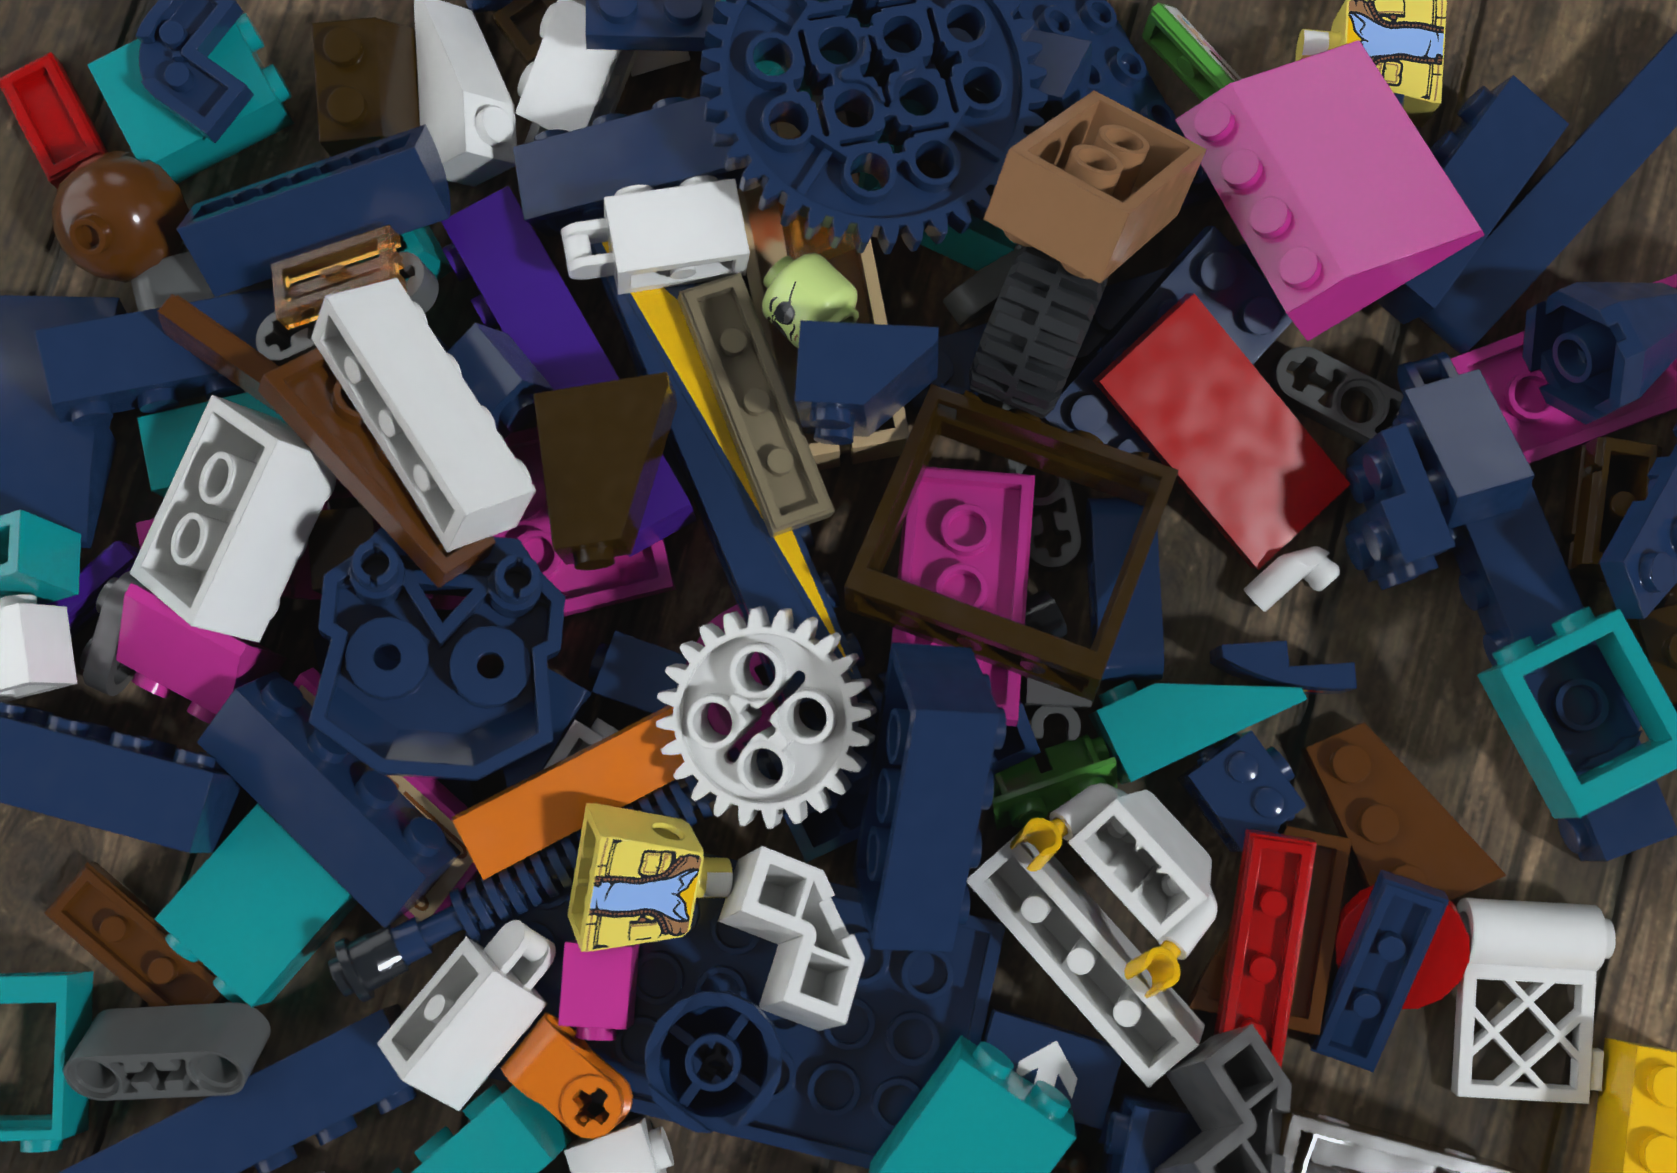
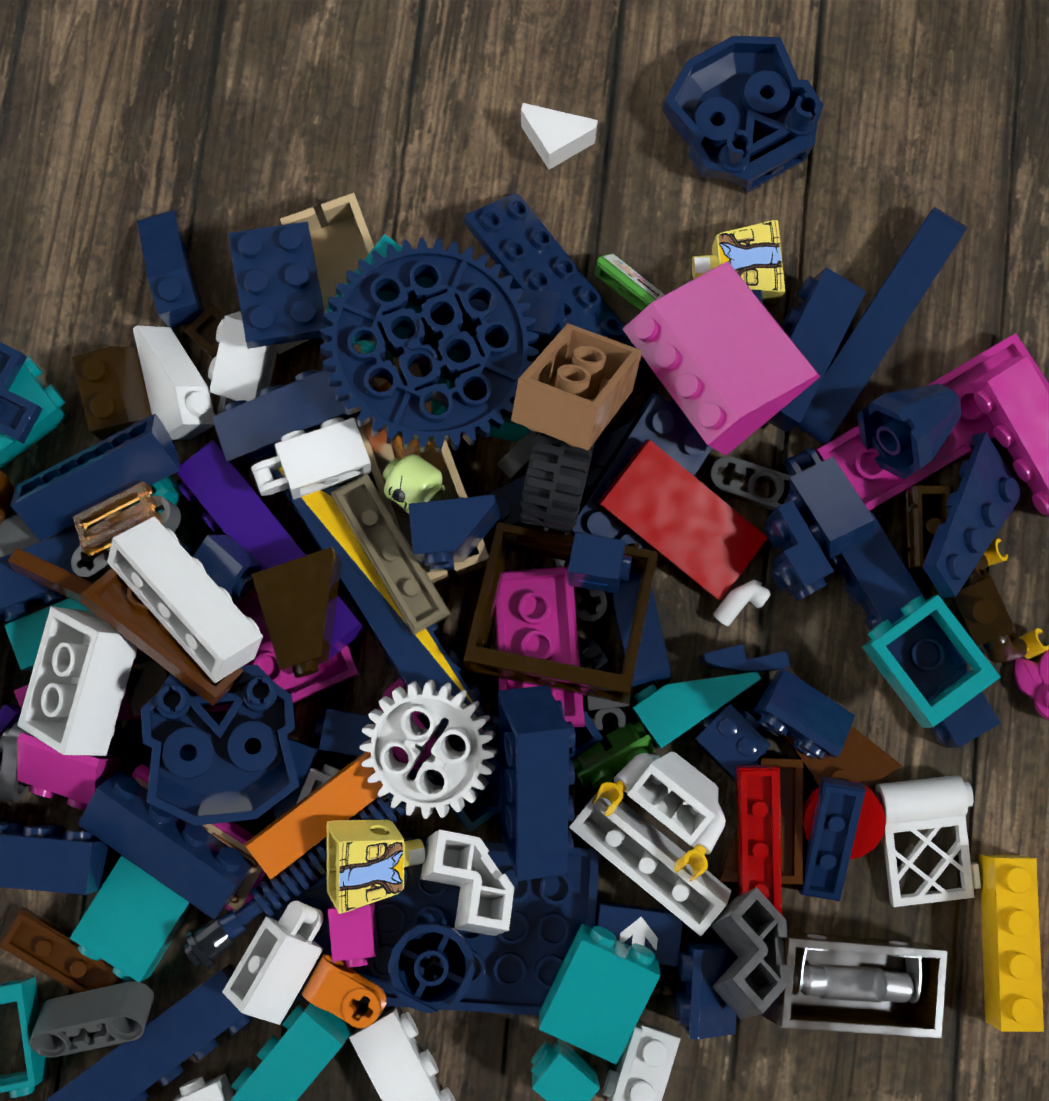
camera: 10 degrees left, 0 degrees up
(1083, 469) = (598, 563): none -> dark blue brick
(1367, 768) = (804, 715): none -> dark blue slope

